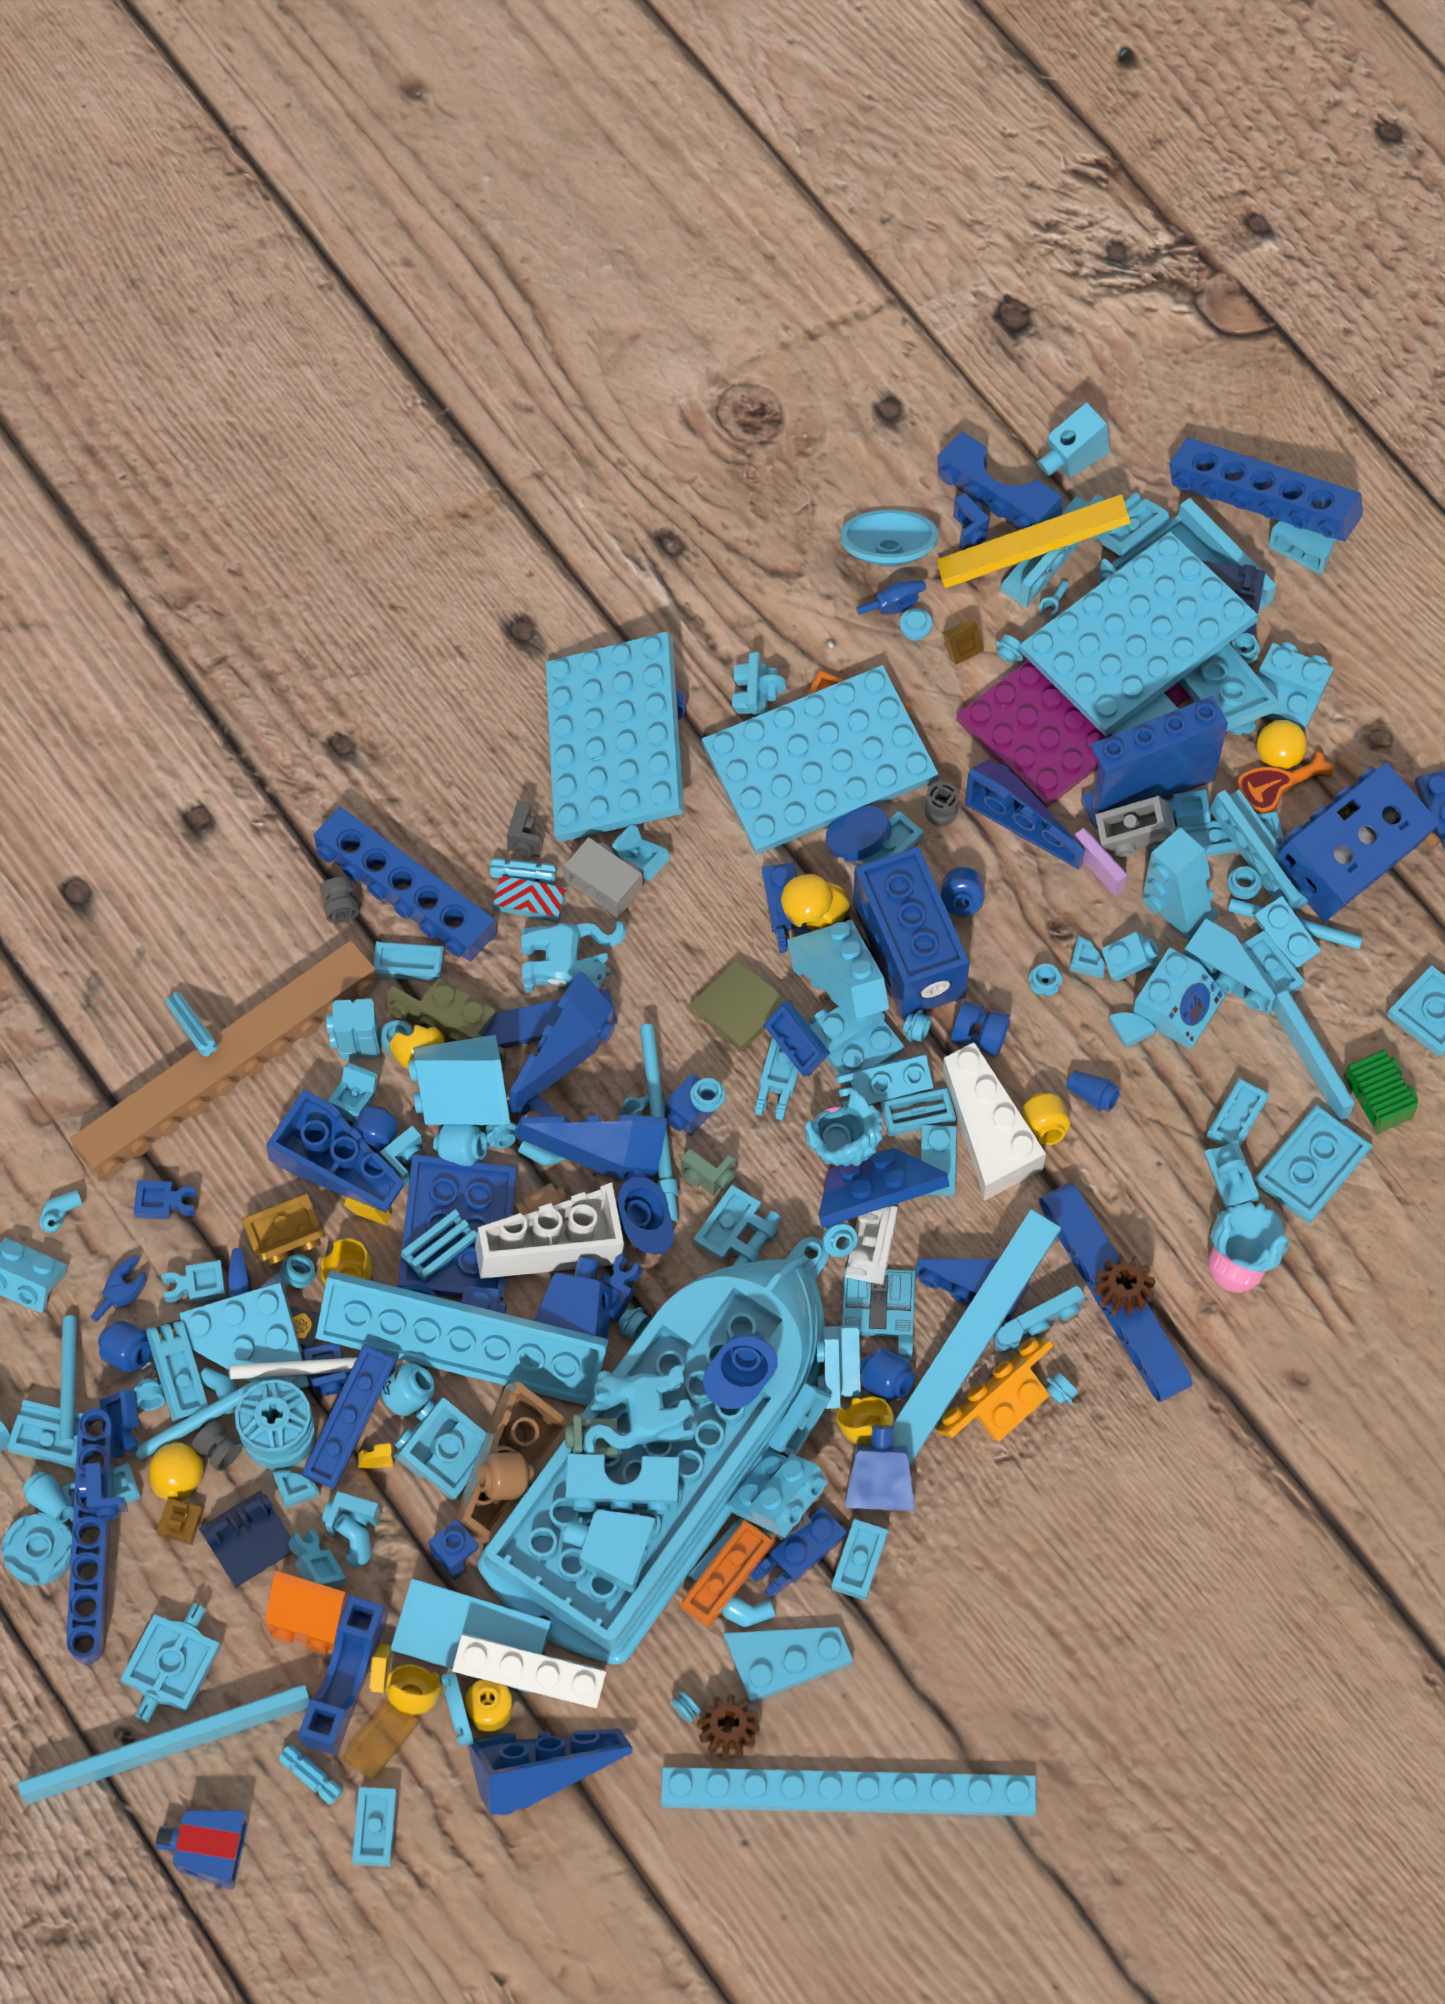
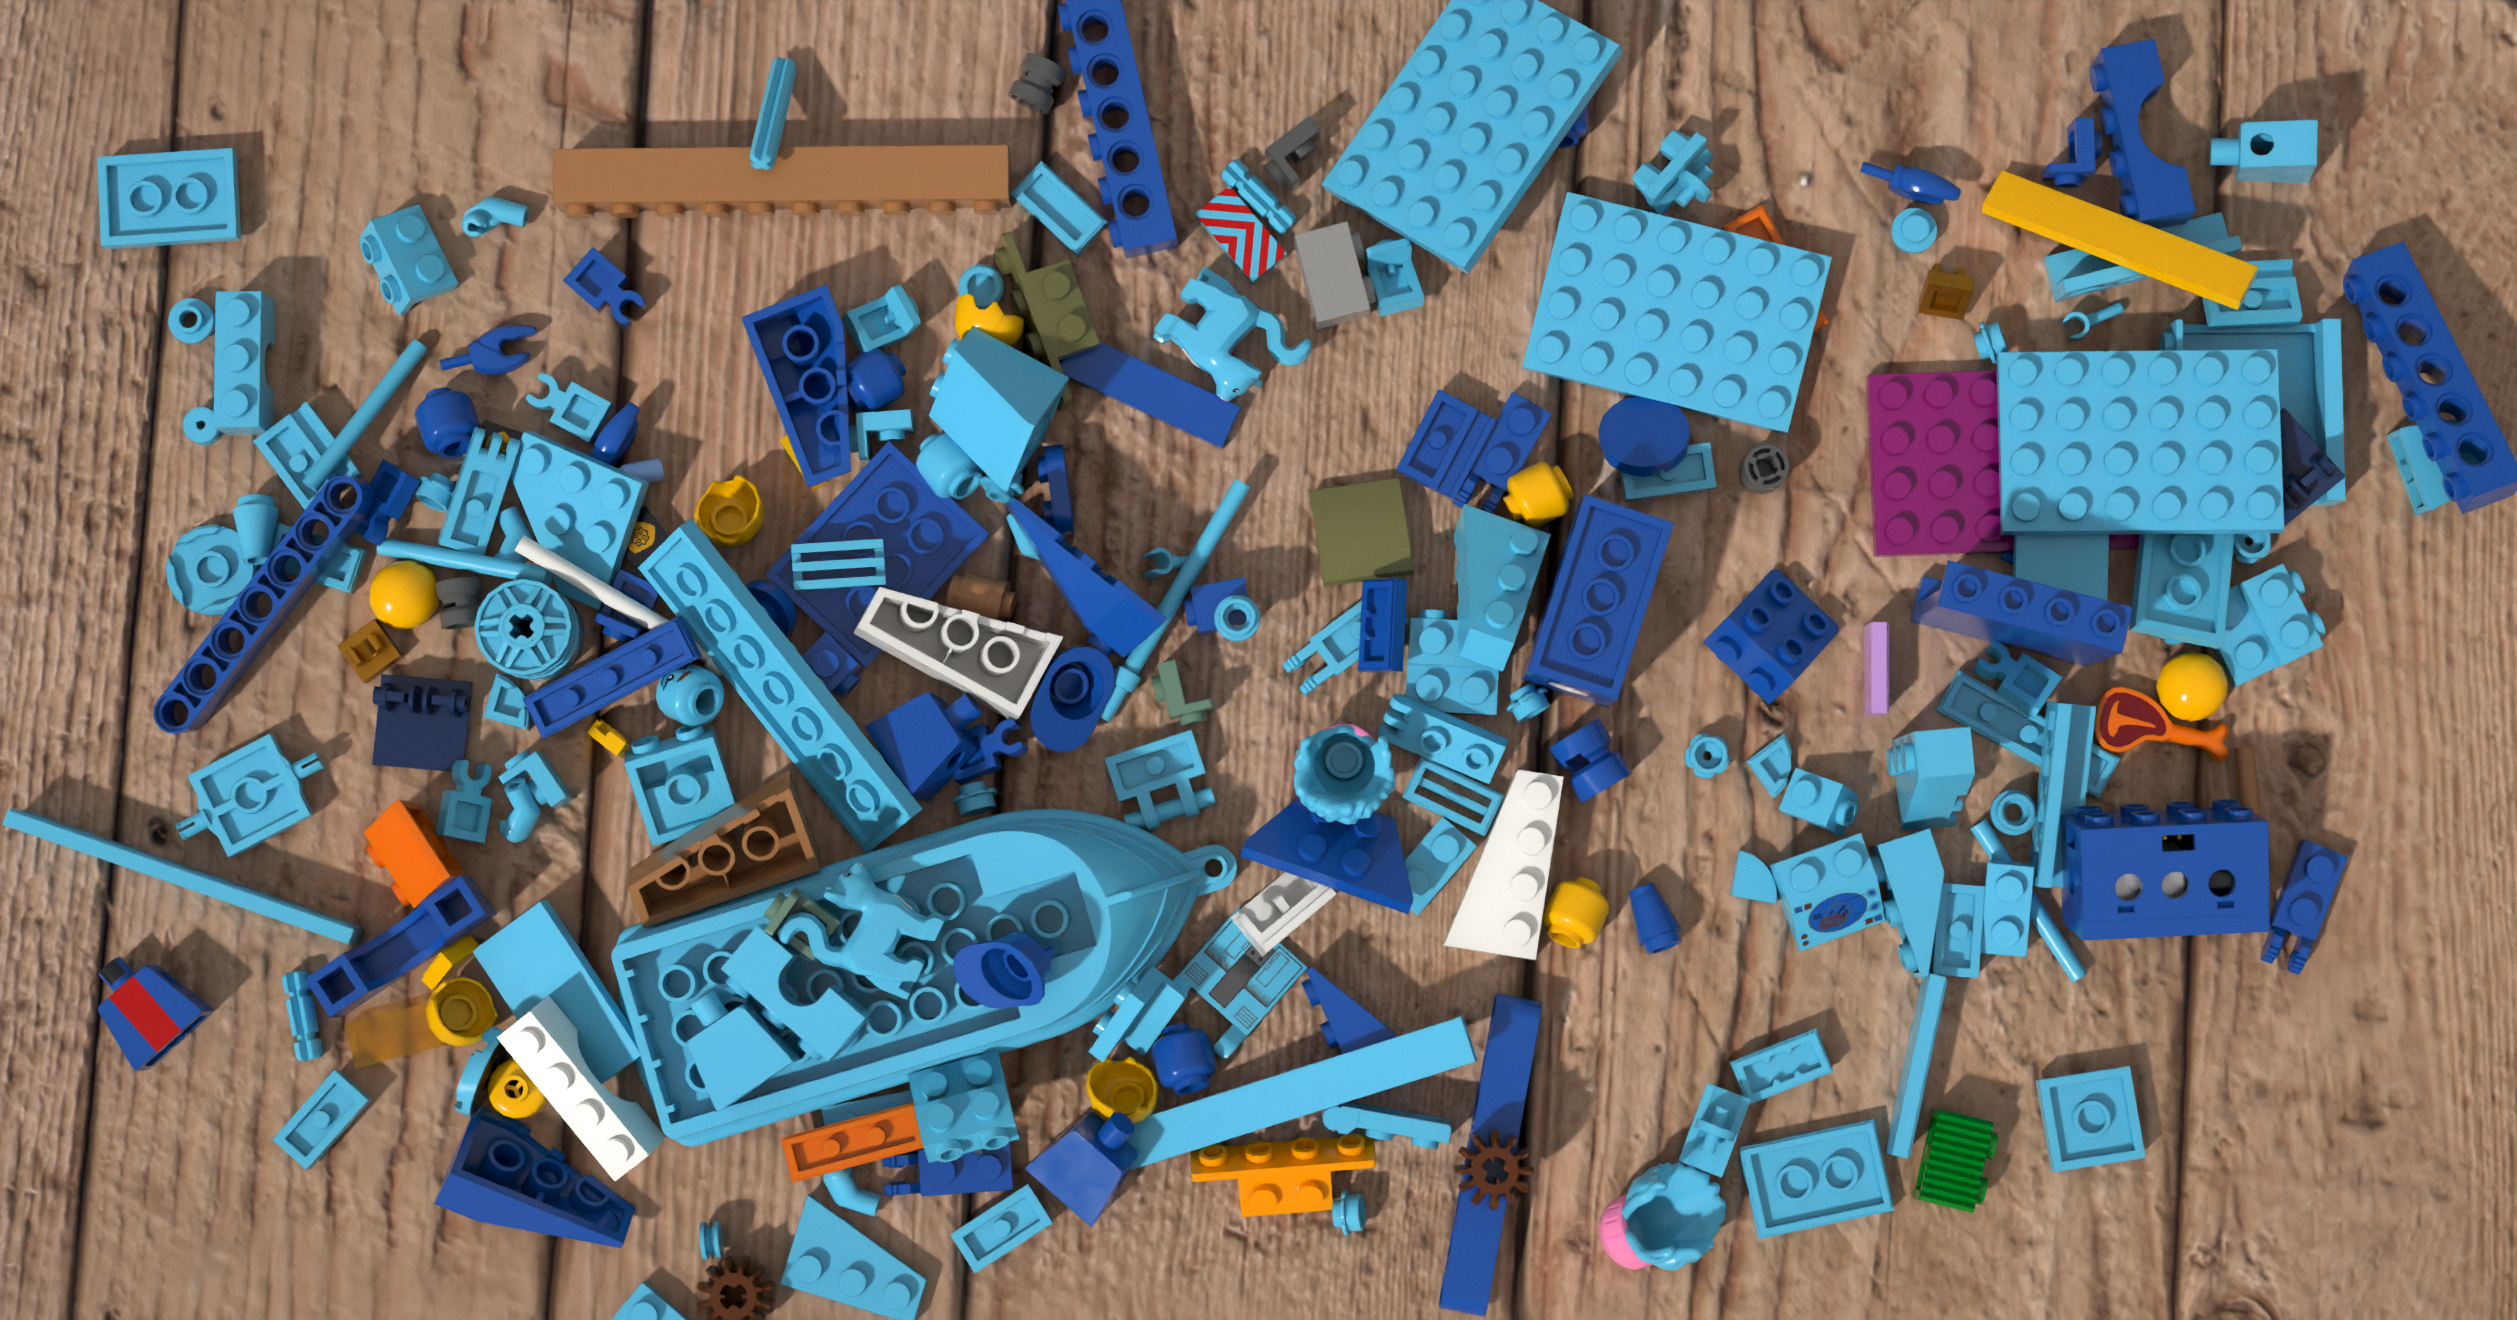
camera: 40 degrees right, 20 degrees up
(93, 1488) = (286, 569): blue bracket -> none
(283, 1229) = (696, 424): pearl gold bracket -> none
(297, 1271) = (692, 470): medium azure plate -> none
(354, 1029) = (934, 252): medium azure brick -> none
(452, 1547) = (605, 900): blue bracket -> none
(505, 1476) = (697, 881): medium nougat head -> none
(576, 1035) = (1162, 438): blue wedge -> none
(748, 923) = (1446, 445): none -> blue plate
(800, 1420) = (1047, 1047): medium azure tile -> none
(806, 899) = (1519, 475): yellow hair -> none
(836, 1231) = (1251, 879): medium azure plate -> none
(889, 537) = (1966, 107): medium azure dish -> none
(963, 891) = (1699, 591): blue head -> none
(1008, 802) = (1837, 525): blue wedge -> none
(1025, 890) = (1772, 636): none -> blue bracket
(1135, 826) = (1936, 660): light grey brick -> none

